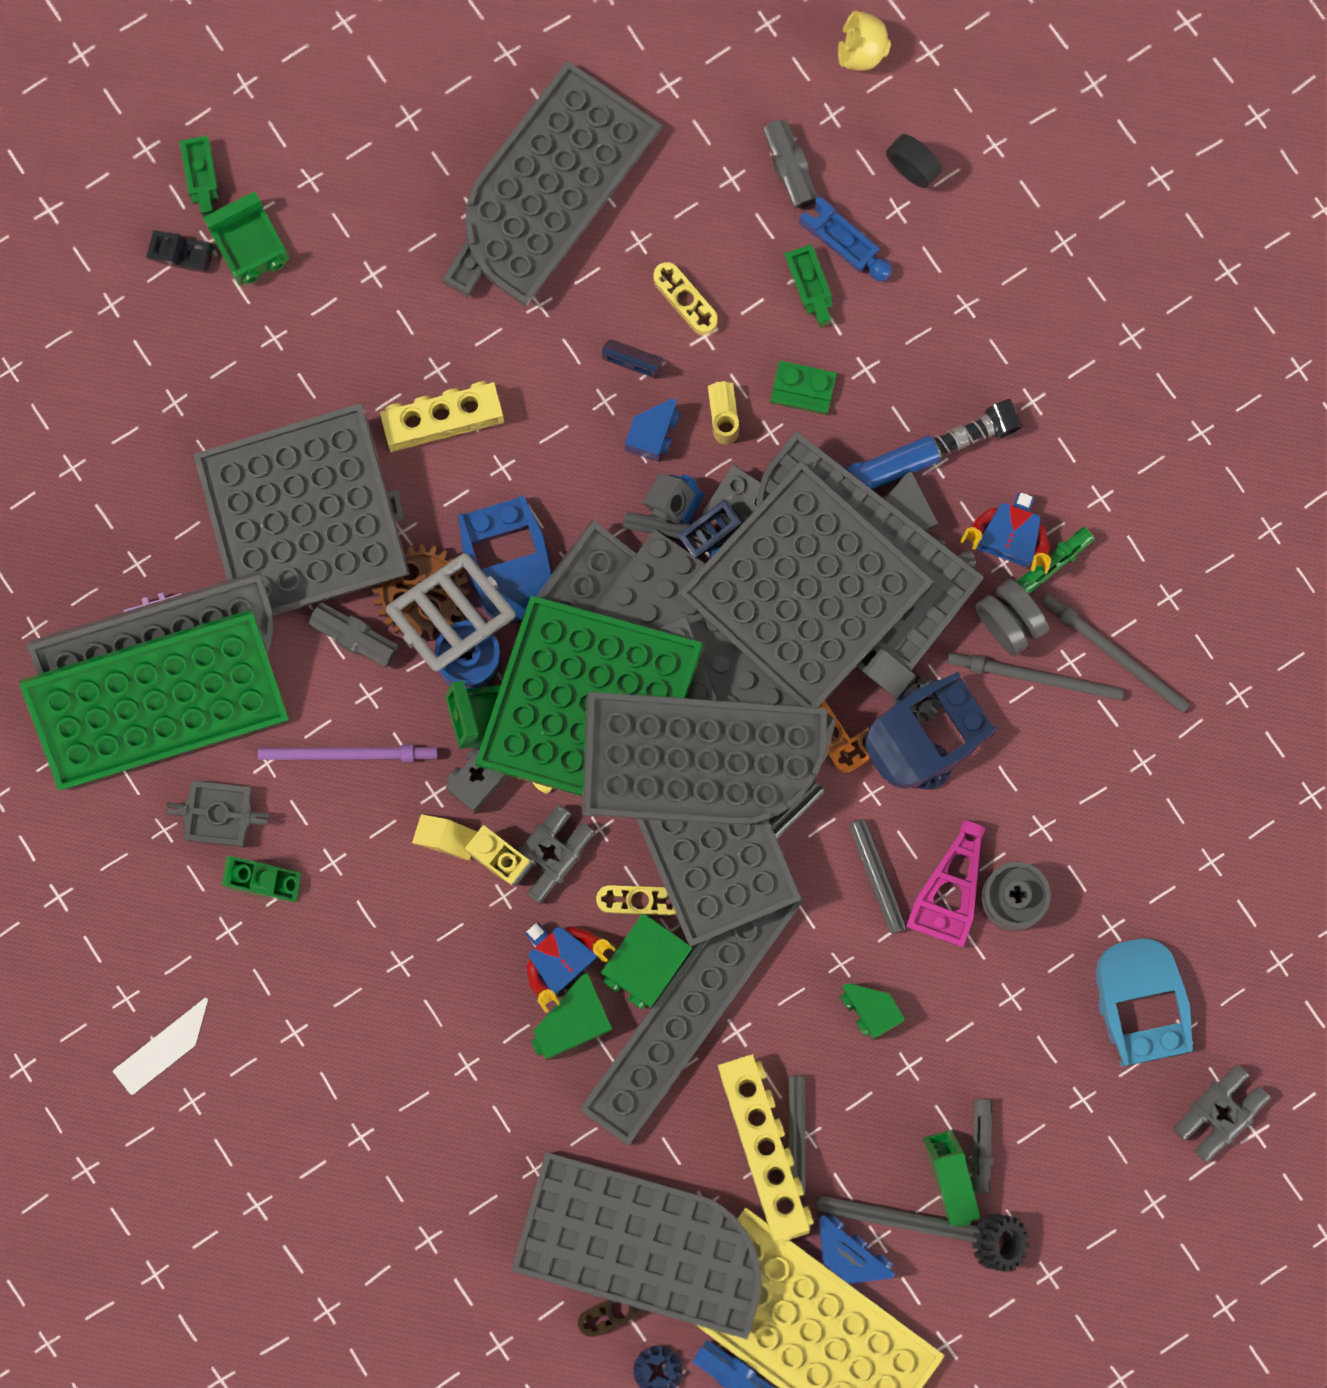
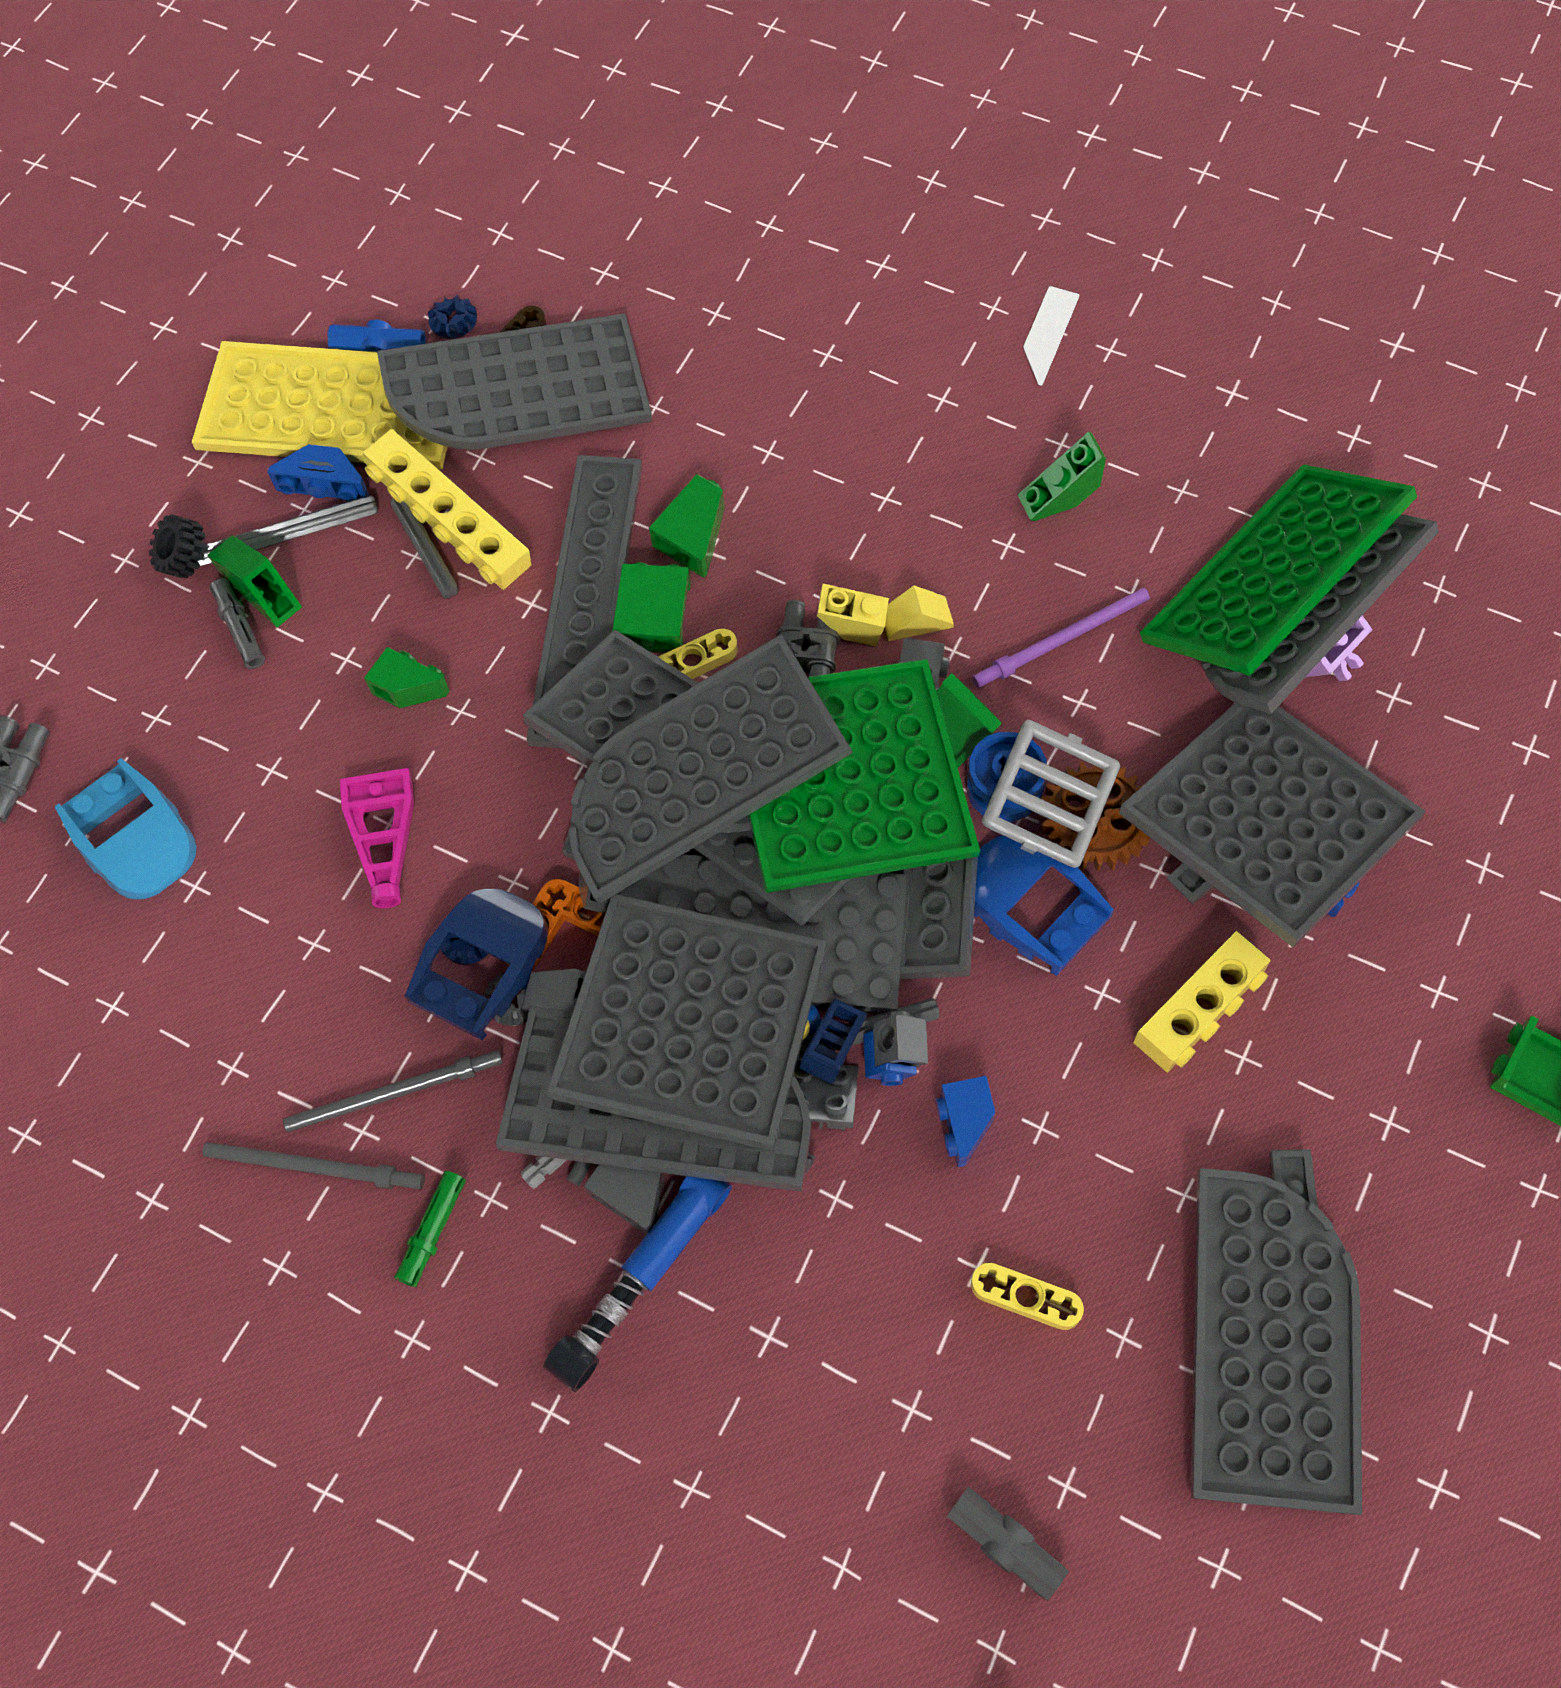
camera: 155 degrees right, 15 degrees down
(217, 814) = (1144, 521): dark grey plate -> none
(353, 635) = (1136, 739): dark grey piece -> none
(560, 959) = (736, 563): torso -> none
(632, 358) = (1042, 1189): dark blue slope -> none
(723, 411) = (903, 1186): light yellow piece -> none
(803, 388) = (828, 1269): green plate -> none
(810, 283) = (893, 1400): green hinge -> none
(845, 240) = (879, 1481): blue plate -> none
(877, 876) = (464, 803): dark grey axle -> none
(913, 160) = (855, 1635): black tyre -> none
(1012, 534) = (493, 1228): torso -> none
(1012, 617) = (445, 1124): dark grey wheel -> none
(1033, 894) = (306, 850): dark grey wheel -> none

